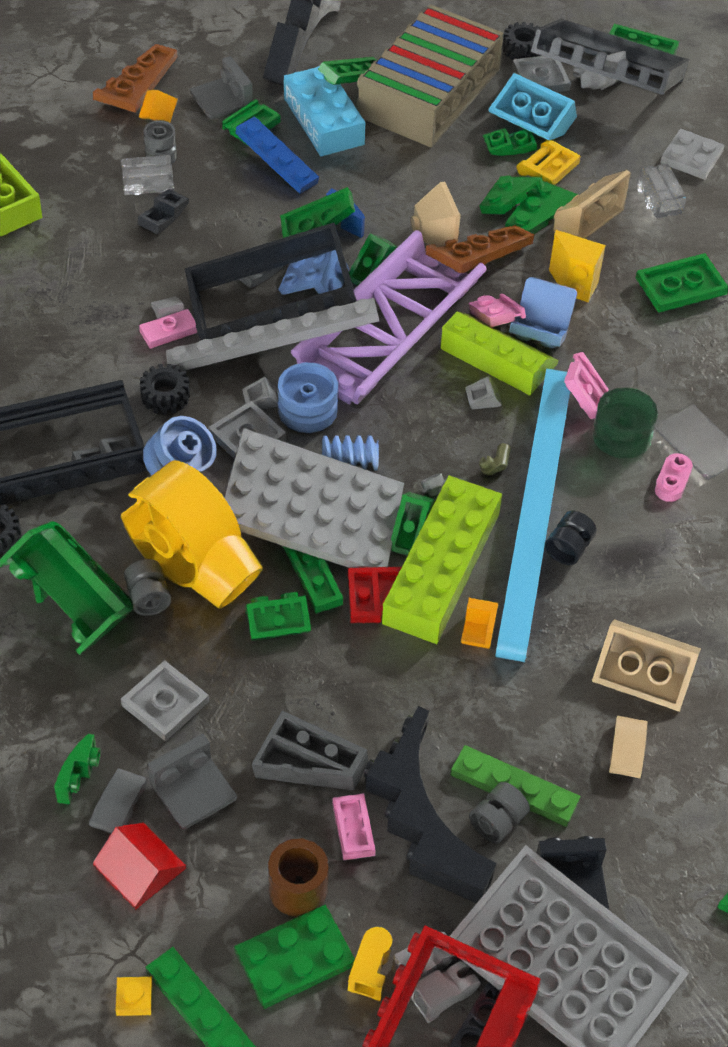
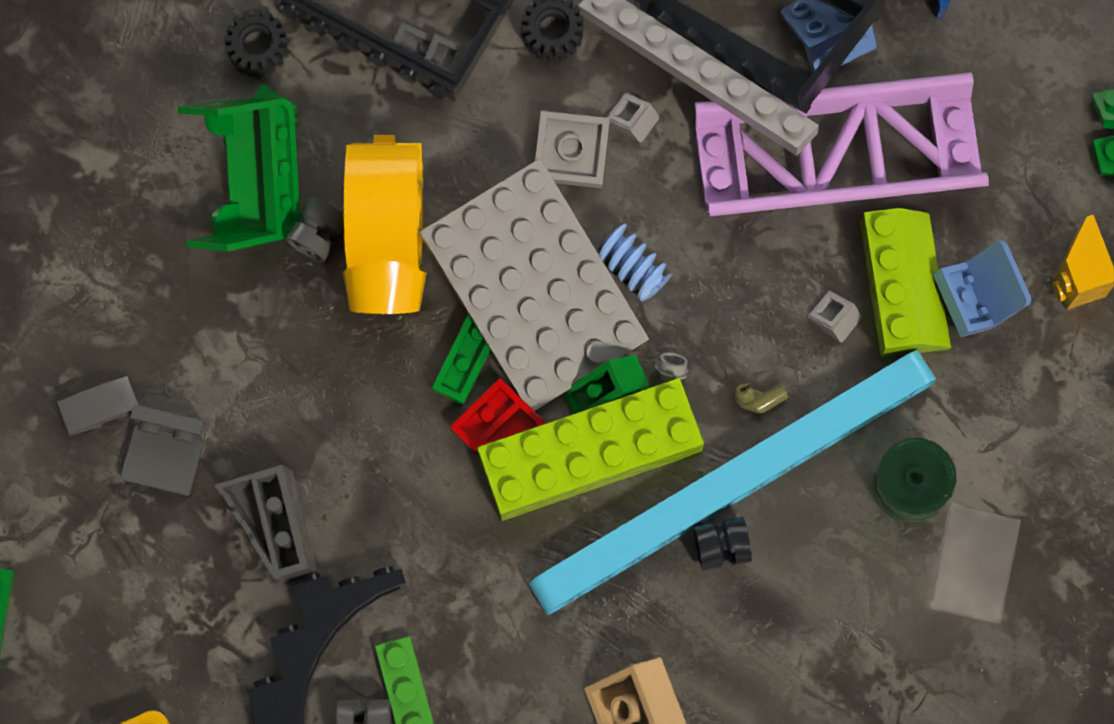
camera: 50 degrees right, 25 degrees up
(77, 765) = (107, 341): green slope -> none
(137, 863) = (62, 474): slope -> none
(165, 700) = (223, 351): light grey plate -> none
(183, 441) = (497, 124): medium blue wheel -> none
(278, 617) = (394, 363): green bracket -> none
(294, 863) = (135, 602): reddish brown piece -> none
(294, 956) = (92, 670): green plate -> none
(307, 397) = (658, 146): medium blue wheel -> none
(353, 826) = (246, 613): bright pink plate -> none
(371, 255) = (903, 61): green slope -> none
(437, 216) = (1017, 73): tan slope -> none
(479, 623) = (550, 542): light orange panel -> none
(480, 248) = (1013, 150): dark orange wing -> none
(496, 311) = (951, 238): bright pink plate -> none
(585, 384) = (926, 406): bright pink plate -> none
(676, 472) = (901, 575): bright pink plate -> none

